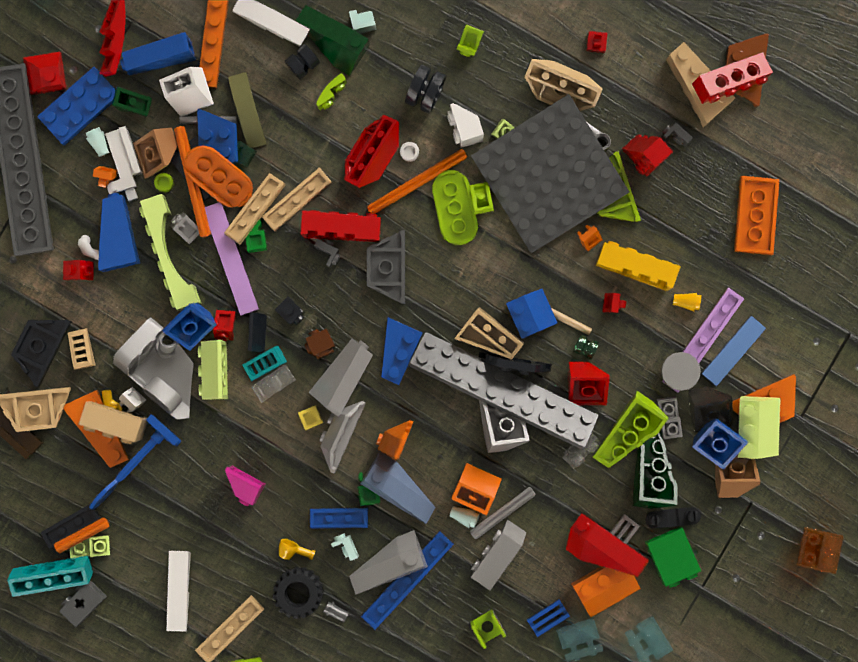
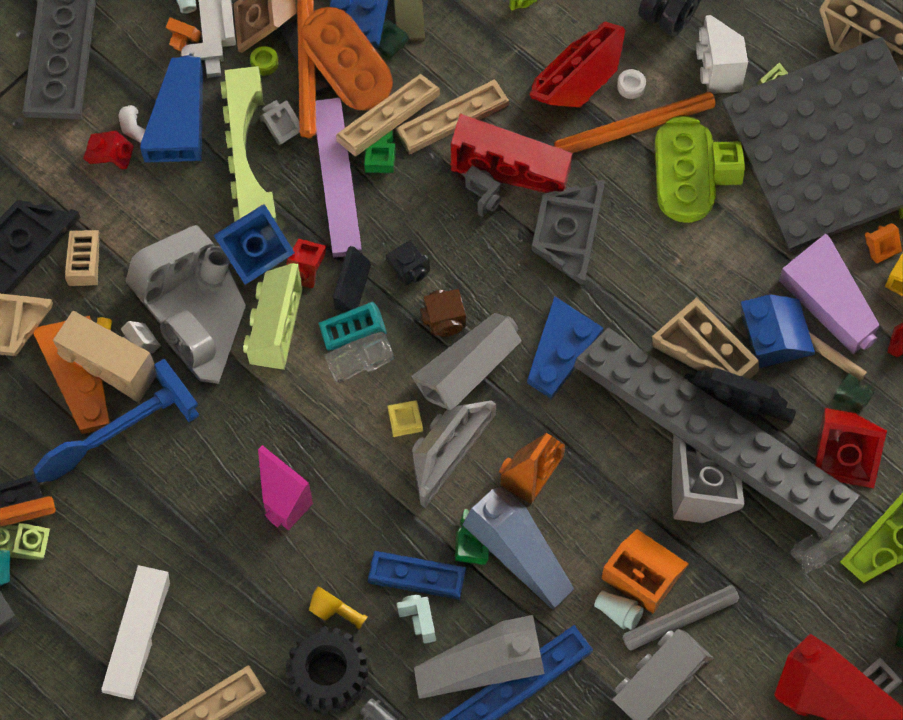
camera: 10 degrees right, 20 degrees down
(560, 279) = (830, 293): none -> lavender slope

